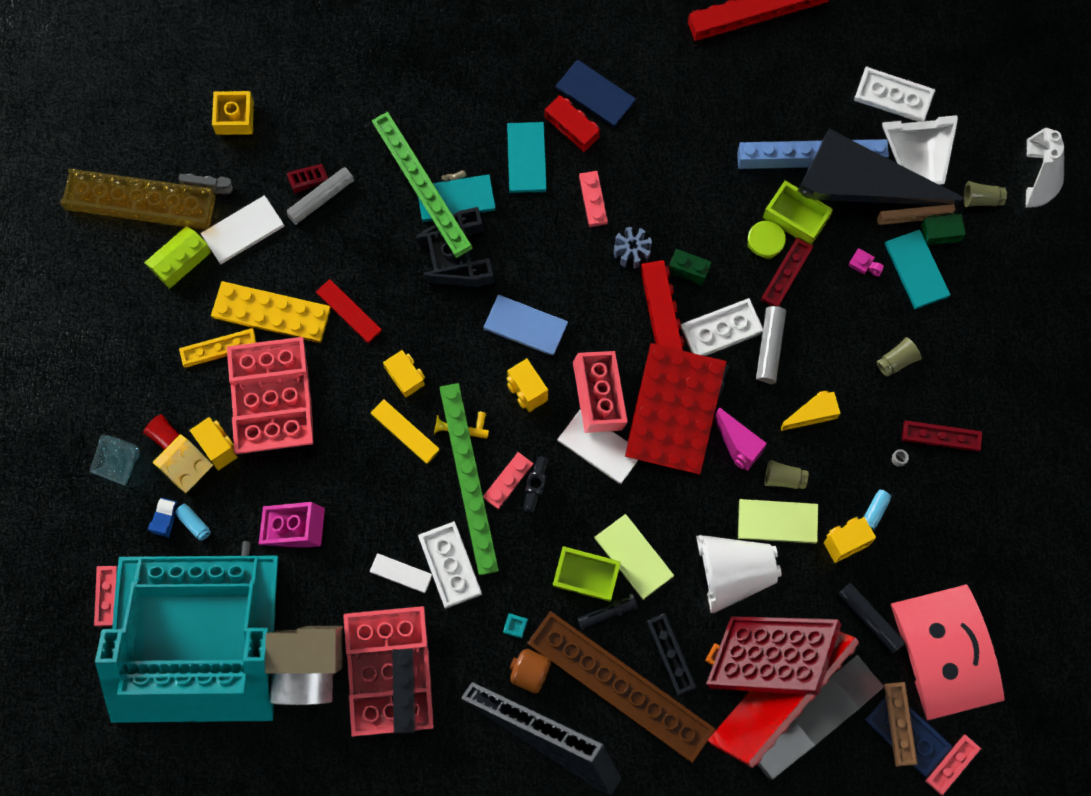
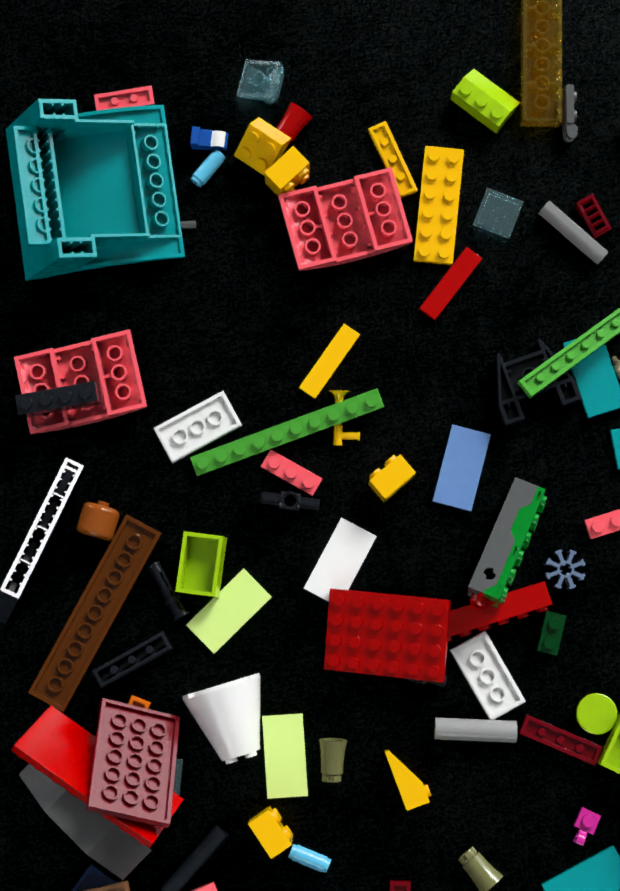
camera: 85 degrees right, 10 degrees up
(242, 229) = (524, 160): white tile -> none
(288, 260) = (498, 213): none -> clear light blue tile
(292, 525) = (216, 265): dark pink slope -> none
(304, 663) = (75, 298): dark tan piece -> none
(401, 573) = (182, 380): white tile -> none
(404, 374) = (390, 350): yellow brick -> none
(515, 626) = (144, 500): teal tile -> none
(599, 392) = (395, 554): coral brick -> none
(604, 289) = (506, 543): none -> piece
(740, 442) = (358, 709): dark pink slope -> none
(900, 458) = (372, 880): light grey hinge -> none

